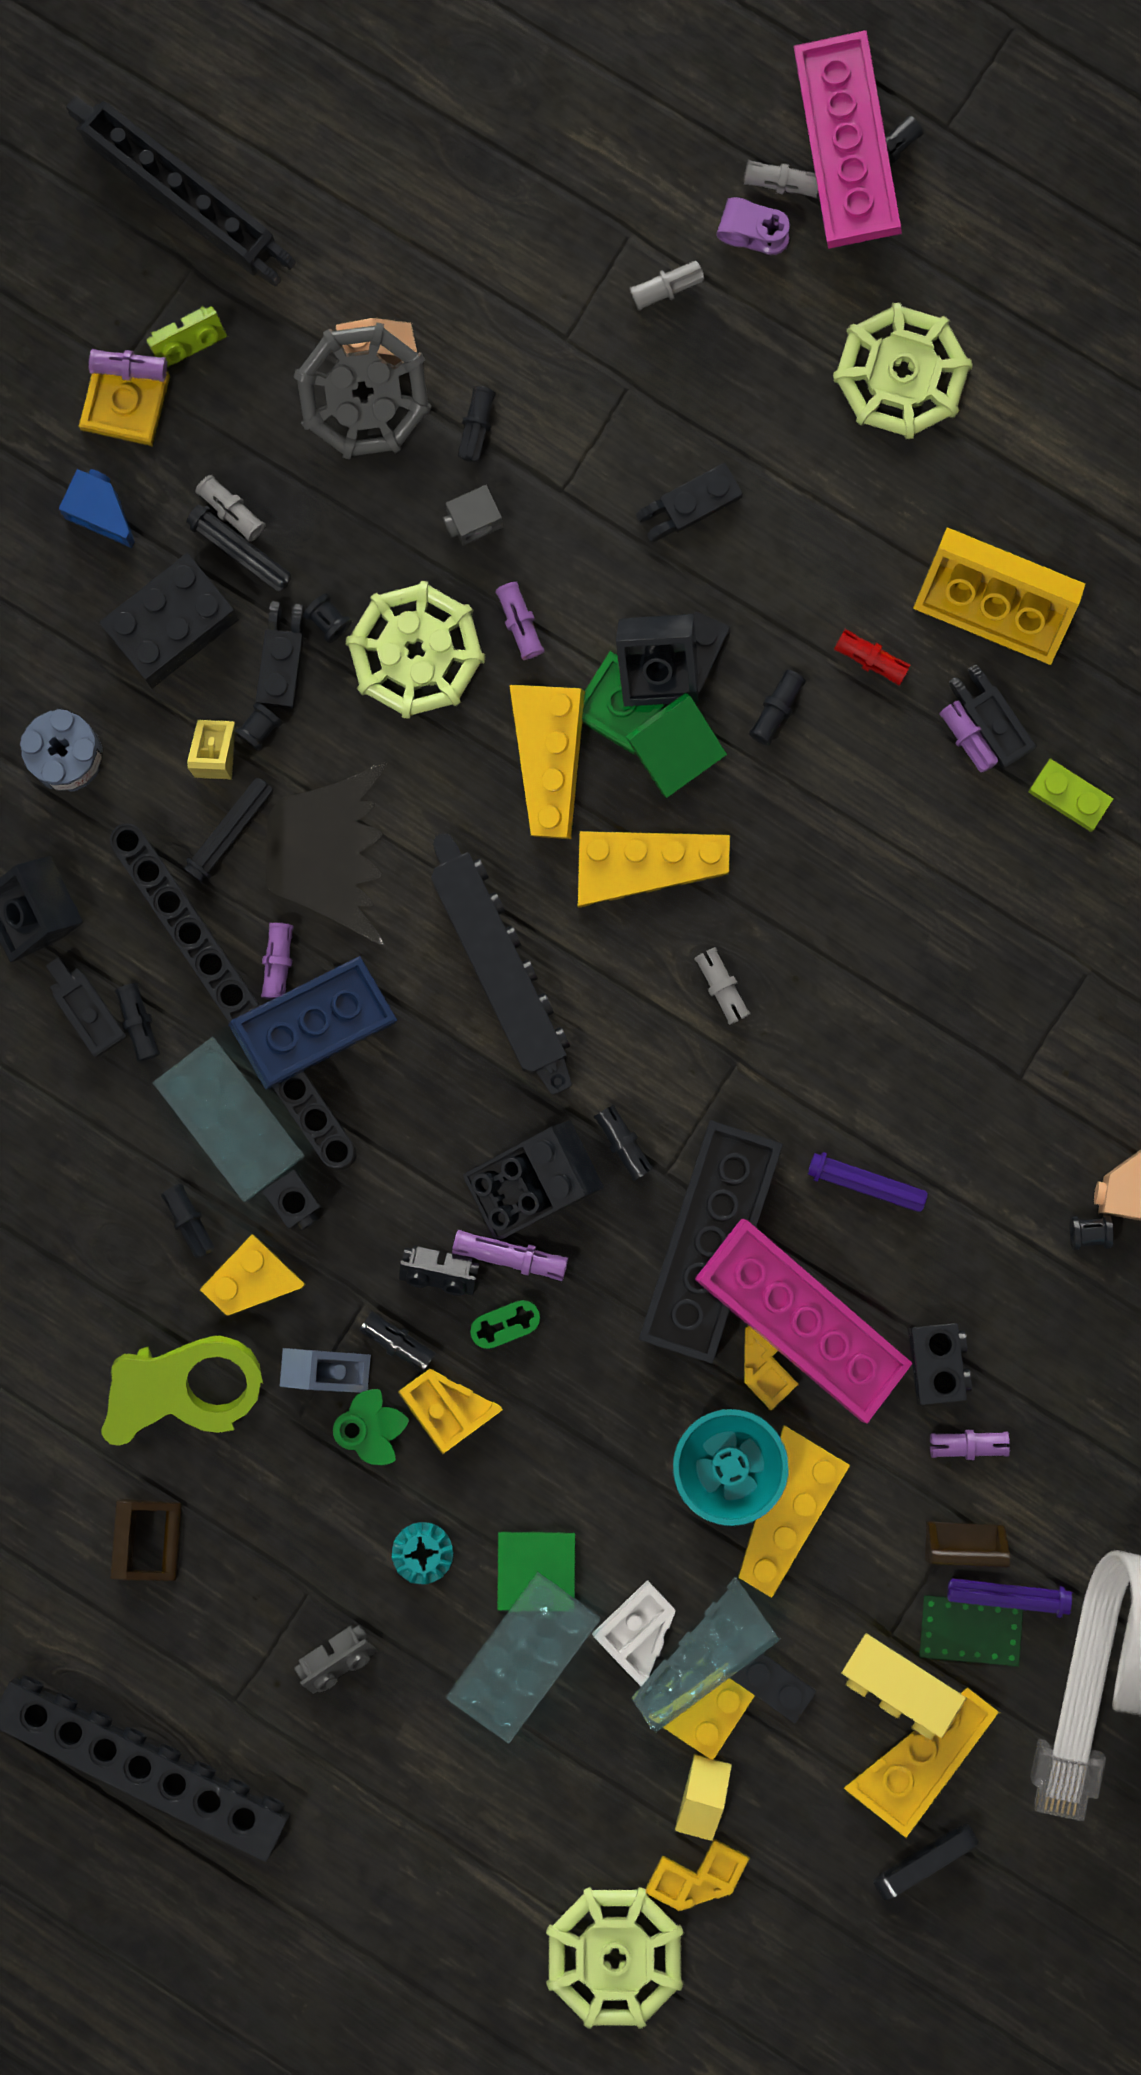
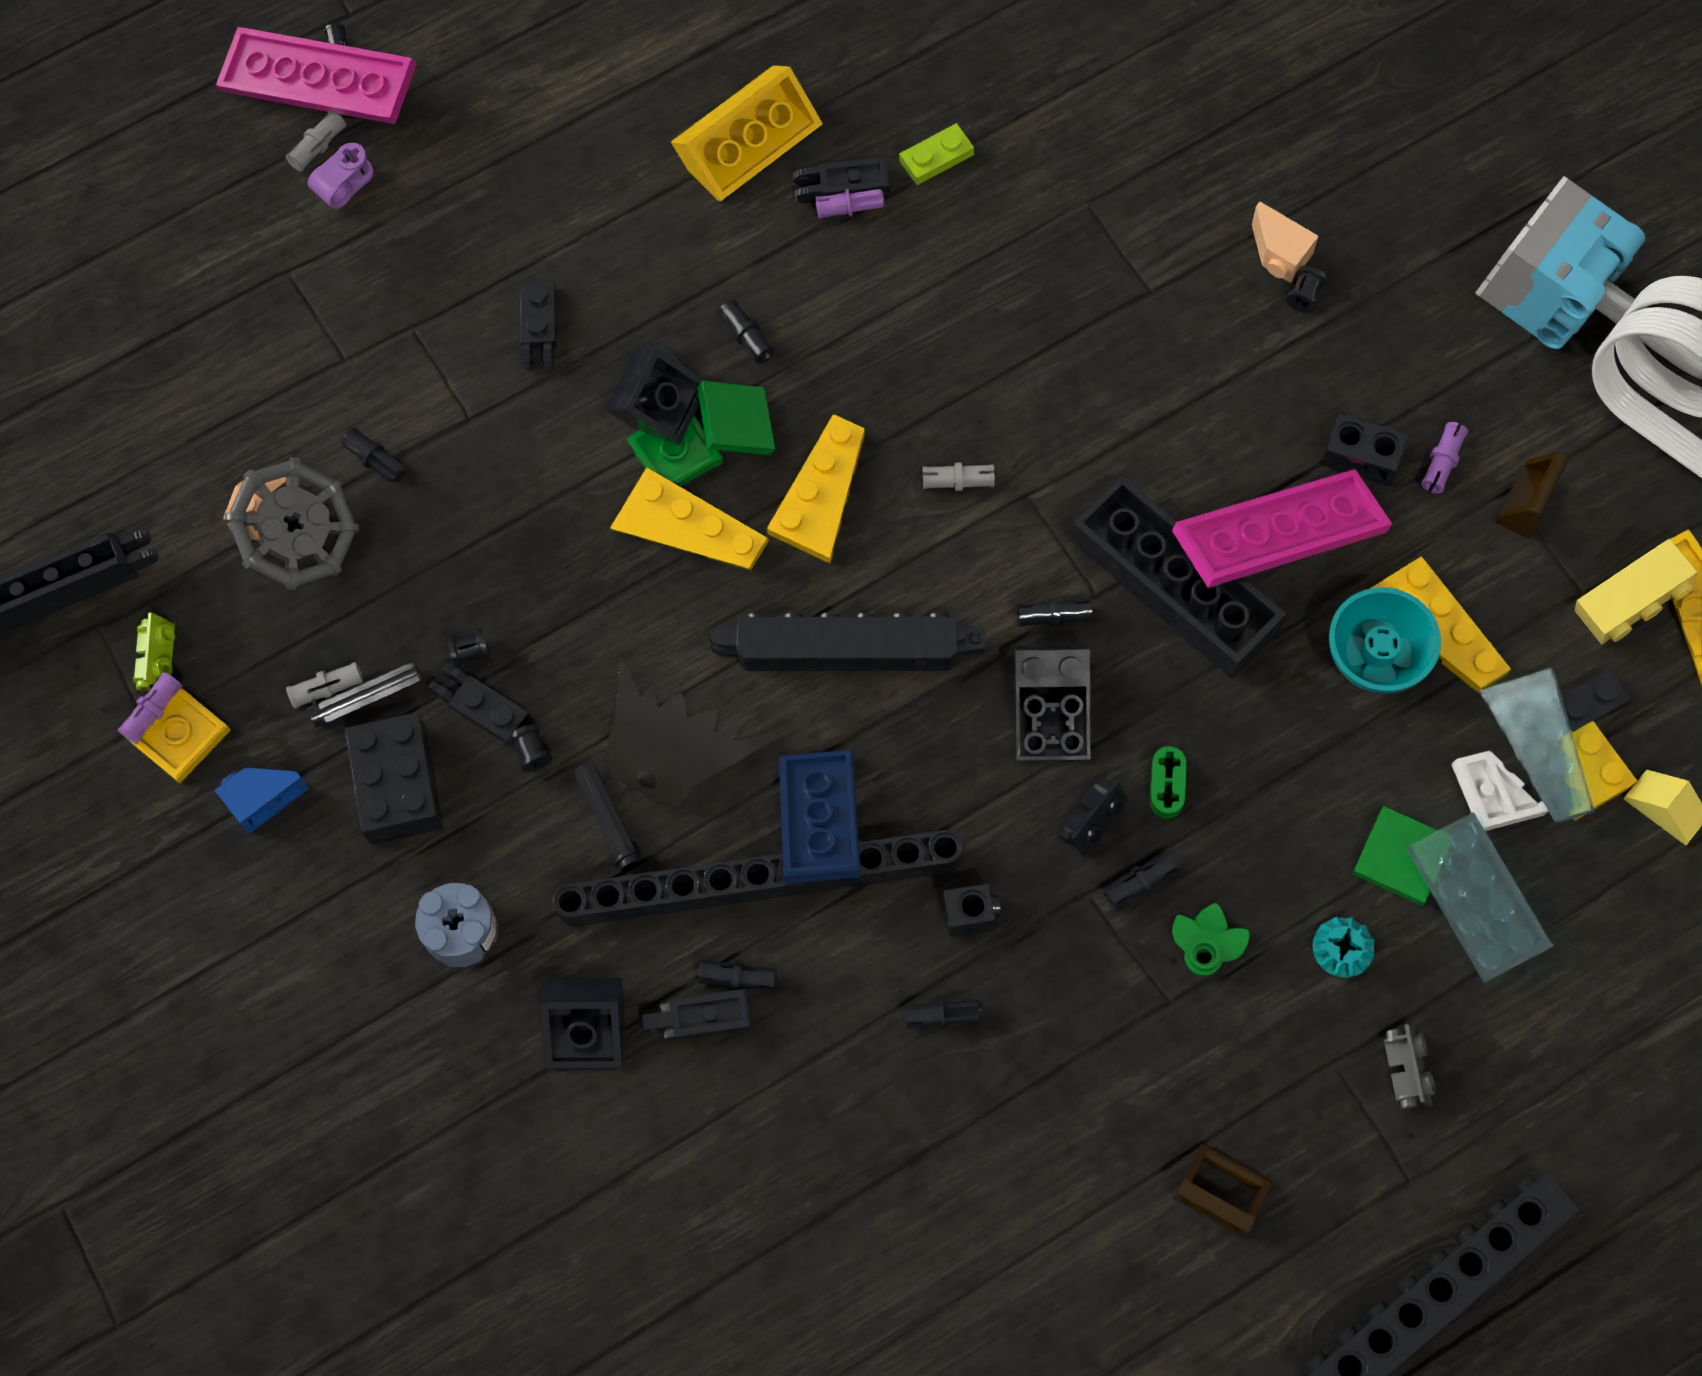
camera: 65 degrees left, 15 degrees down
(151, 1388) = (1084, 1109): lime animal -> none
(212, 750) = (530, 796): light yellow slope -> none
(229, 1119) = (868, 934): clear light blue plate -> none
(250, 1279) = (1022, 984): yellow wing -> none
(277, 960) = (746, 828): medium lavender pin -> none
(324, 1370) = (1137, 954): sand blue slope -> none
(407, 629) = (539, 571): yellowish green plate -> none
(446, 1408) = (1221, 865): yellow wing -> none
(472, 515) = (449, 490): dark grey brick -> none
(512, 599) = (560, 495): medium lavender pin -> none
(517, 1257) = (1117, 738): medium lavender pin -> none
(667, 284) = (348, 261): light grey axle -> none
(762, 1372) = (1307, 592): yellow tile -> none
(867, 1182) = (1154, 465): dark purple axle -> none
(872, 657) = (744, 244): red pin -> none
(907, 391) = (528, 139): yellowish green plate -> none
(970, 1632) = (1605, 528): dark green sticker -> none
(1010, 1596) = (1608, 449): dark purple axle -> none

